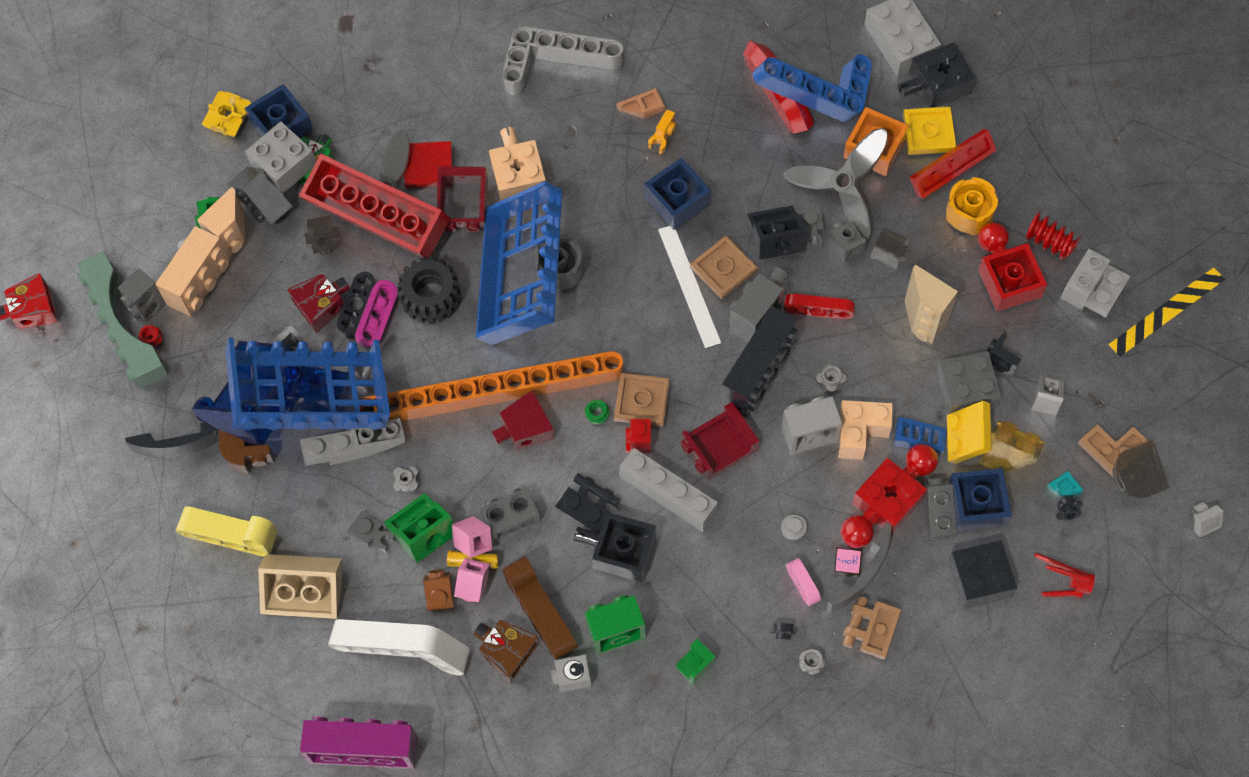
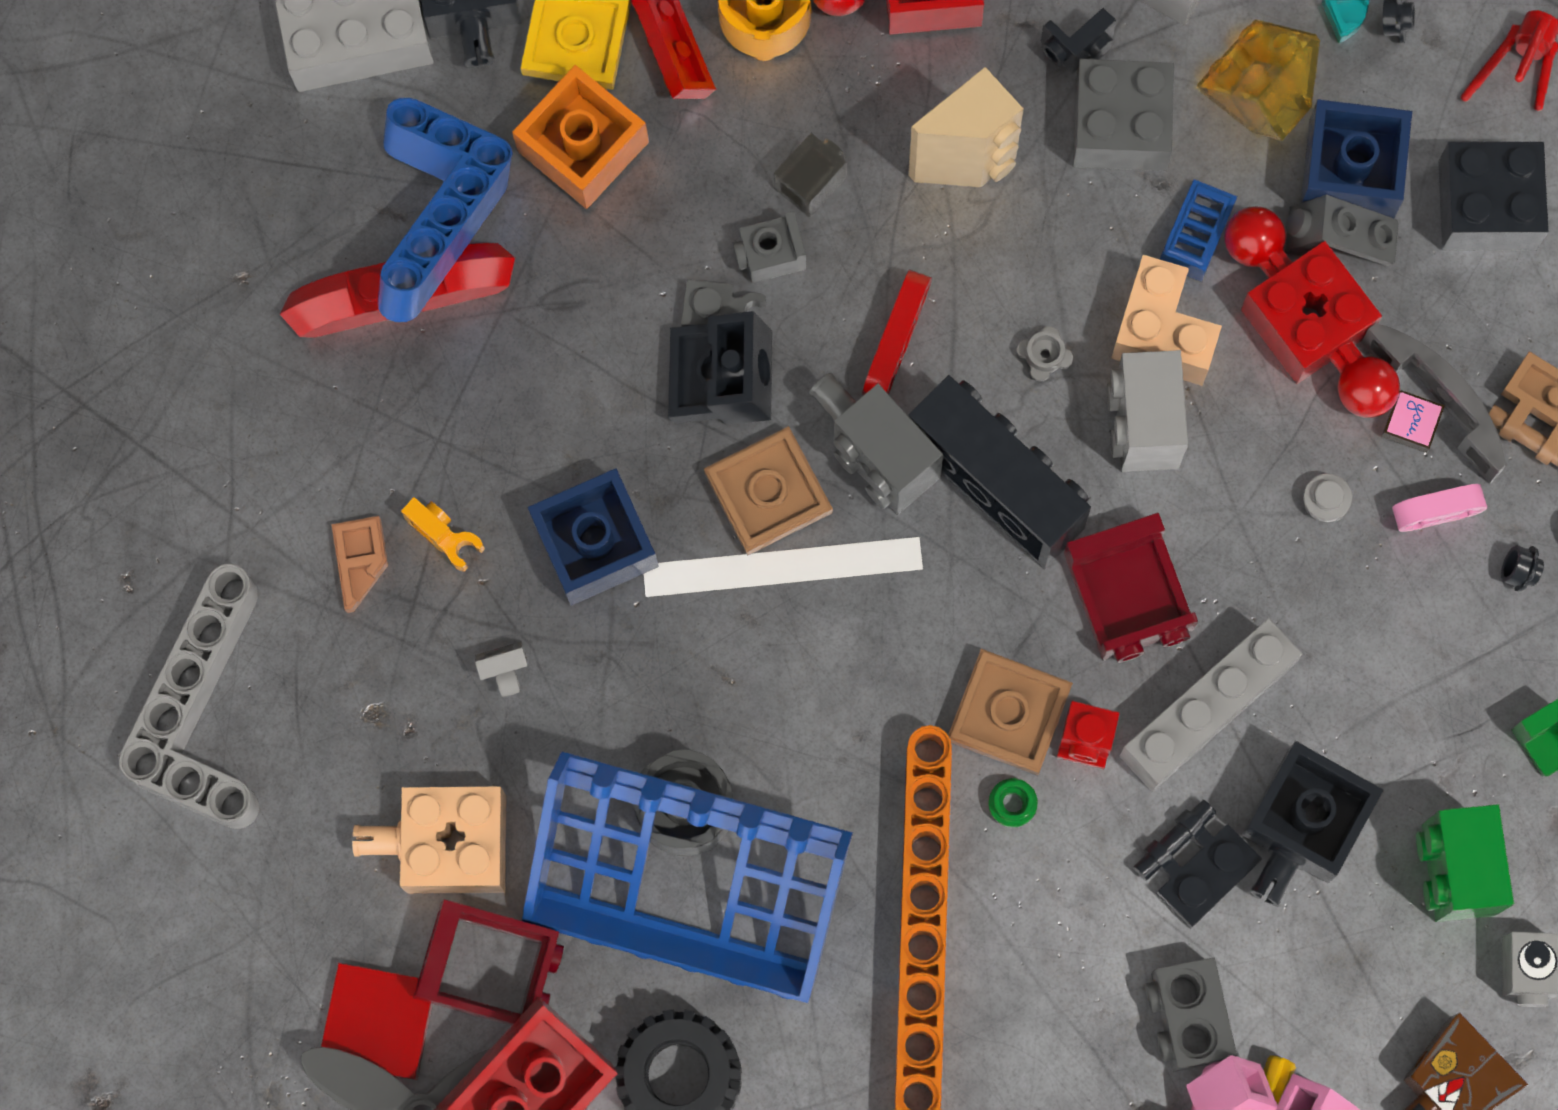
camera: 75 degrees left, 10 degrees up
(524, 423) = (1010, 948): dark red torso -> none
(538, 608) = (1398, 998): reddish brown beam -> none
(605, 173) = (502, 664): none -> light grey tile
(857, 165) = (634, 248): piece -> none
(969, 432) = (1225, 139): yellow plate -> none

